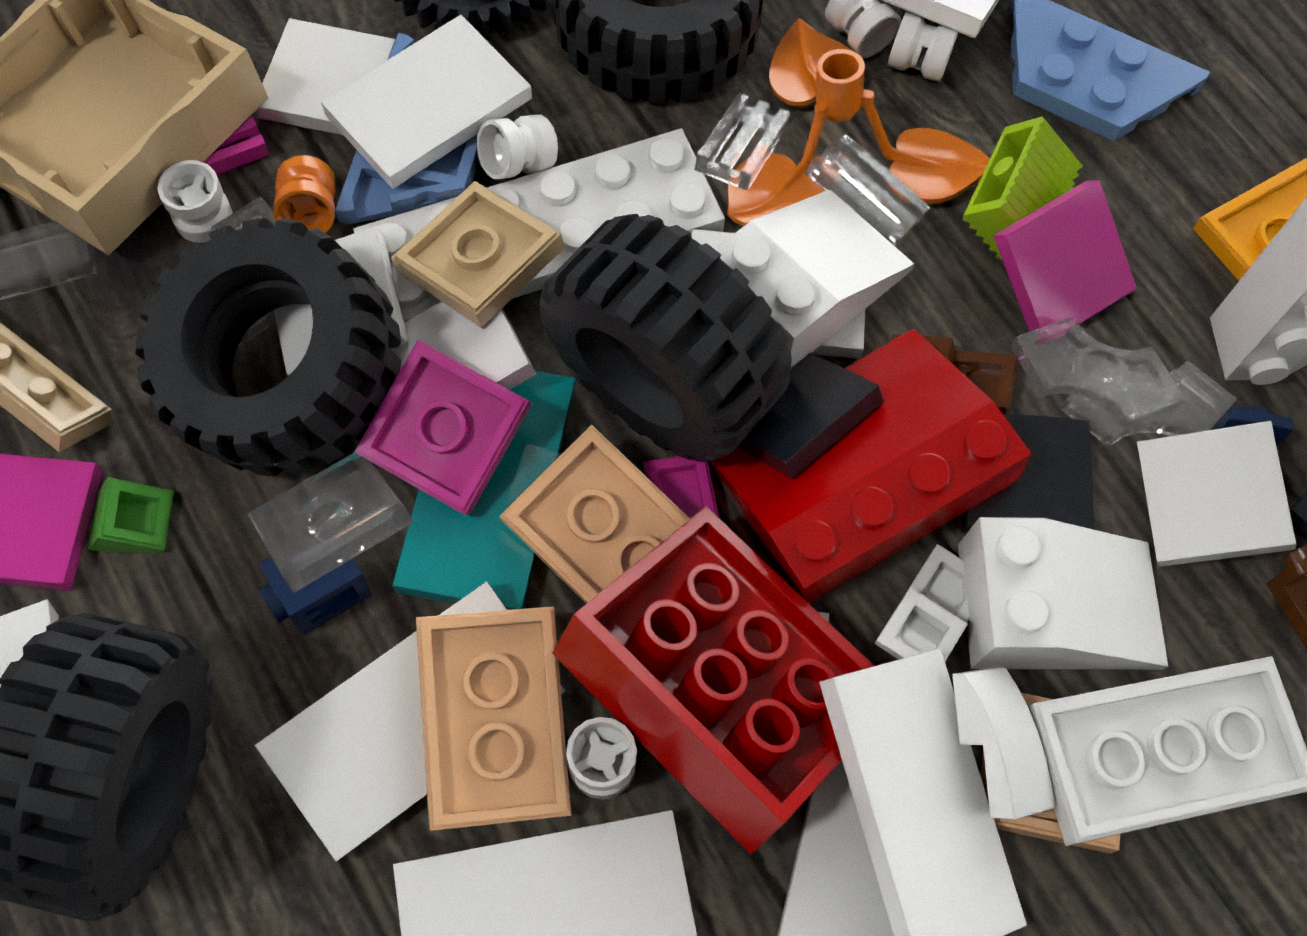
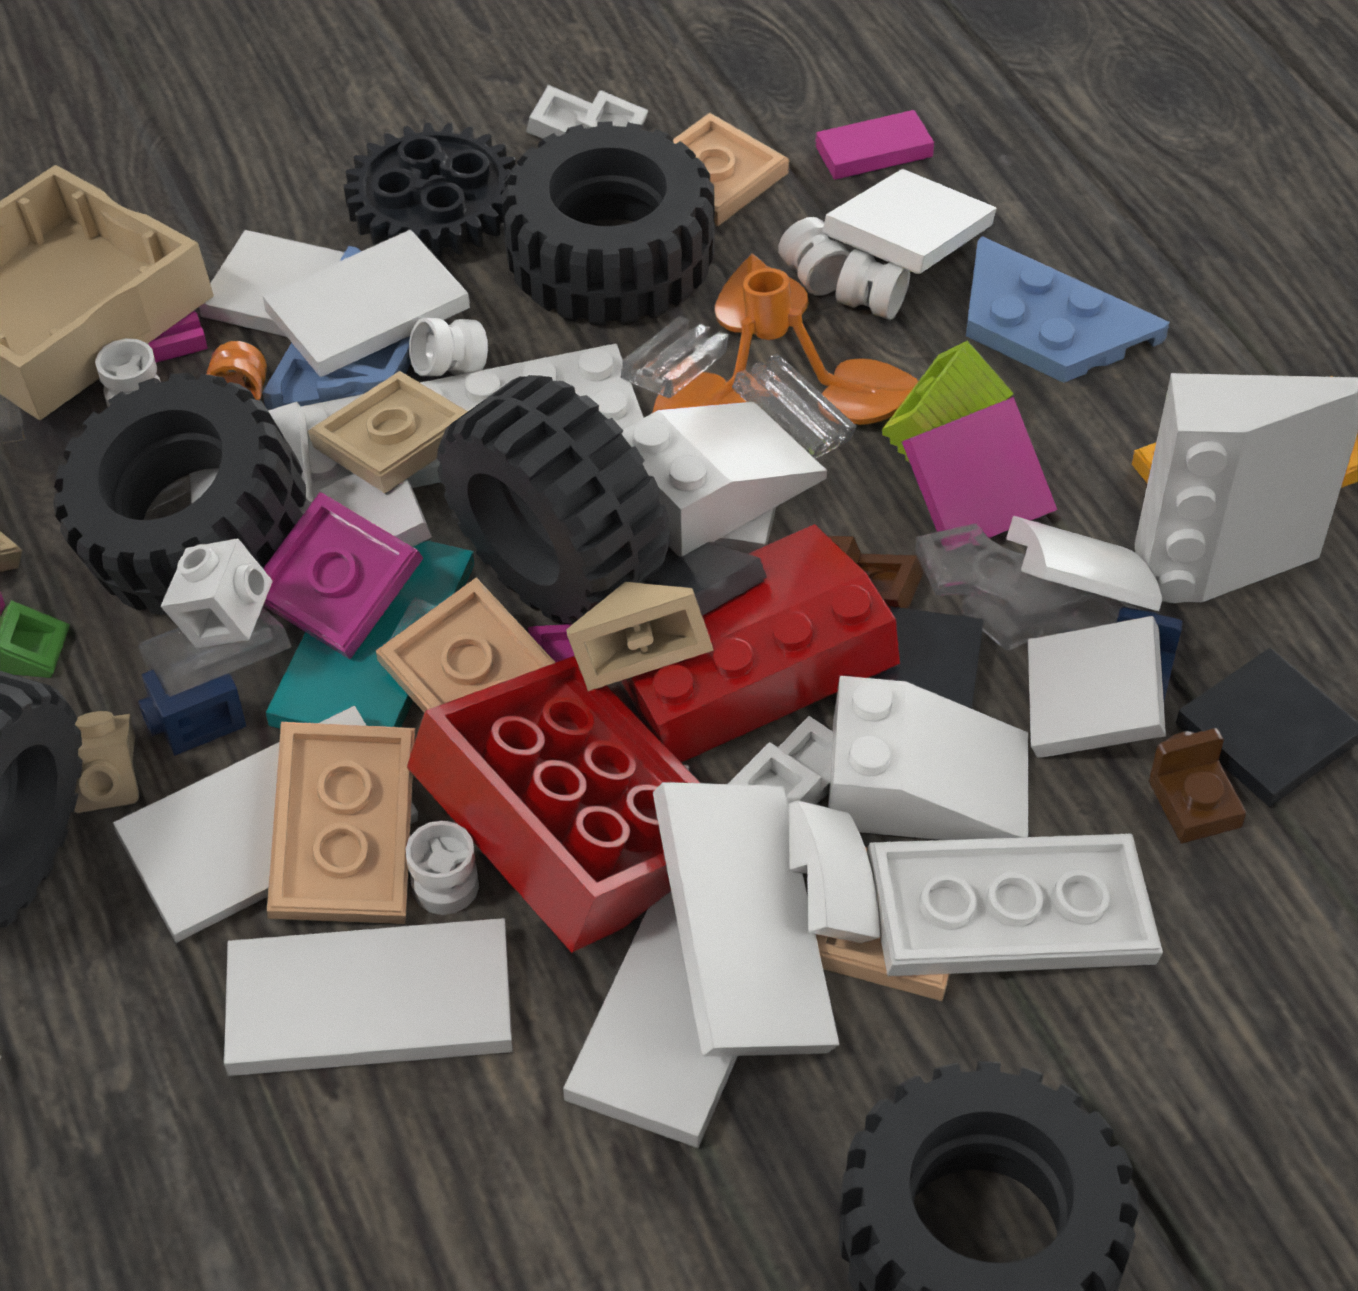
camera: 10 degrees right, 15 degrees down
(233, 647) = (107, 762): none -> tan bracket
(329, 478) = (217, 593): none -> white brick
(775, 487) = (637, 632): none -> tan slope
(1190, 361) = (1085, 563): none -> white slope

